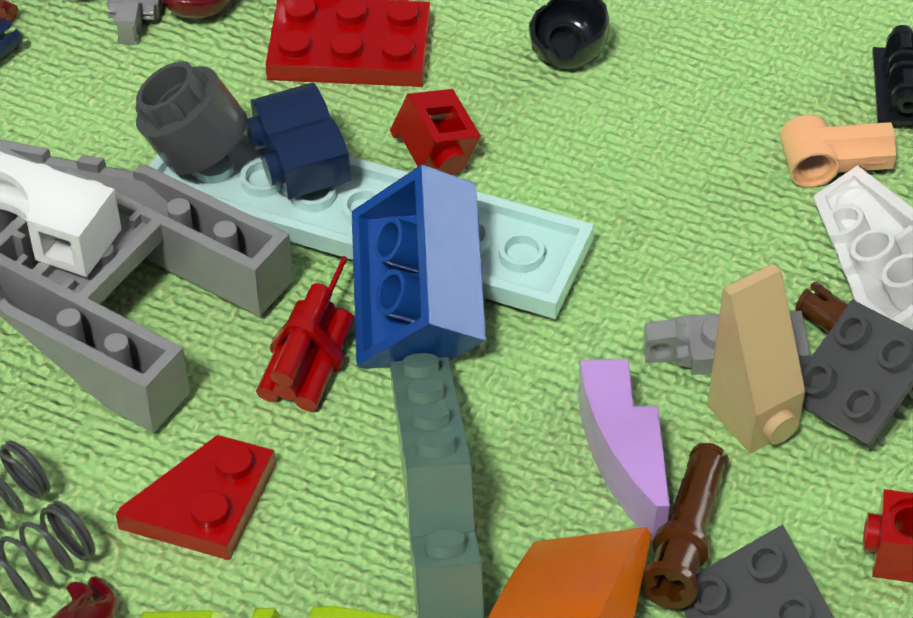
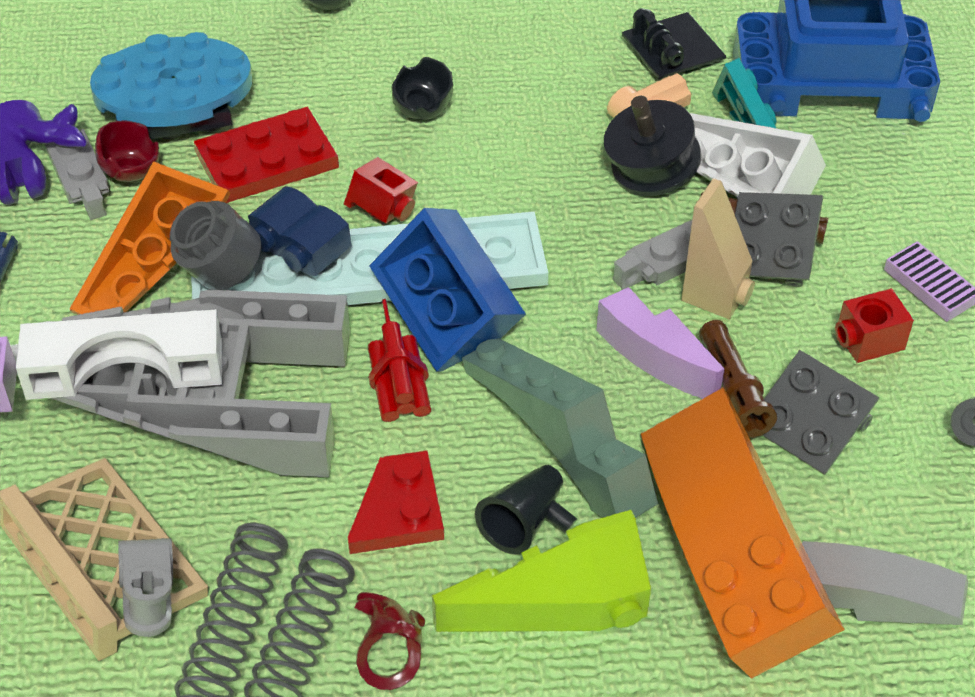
camera: 30 degrees left, 0 degrees up
(105, 106) = (141, 243): none -> orange wedge
(322, 562) = (516, 512): none -> black piece
(791, 201) = (652, 147): none -> black wheel

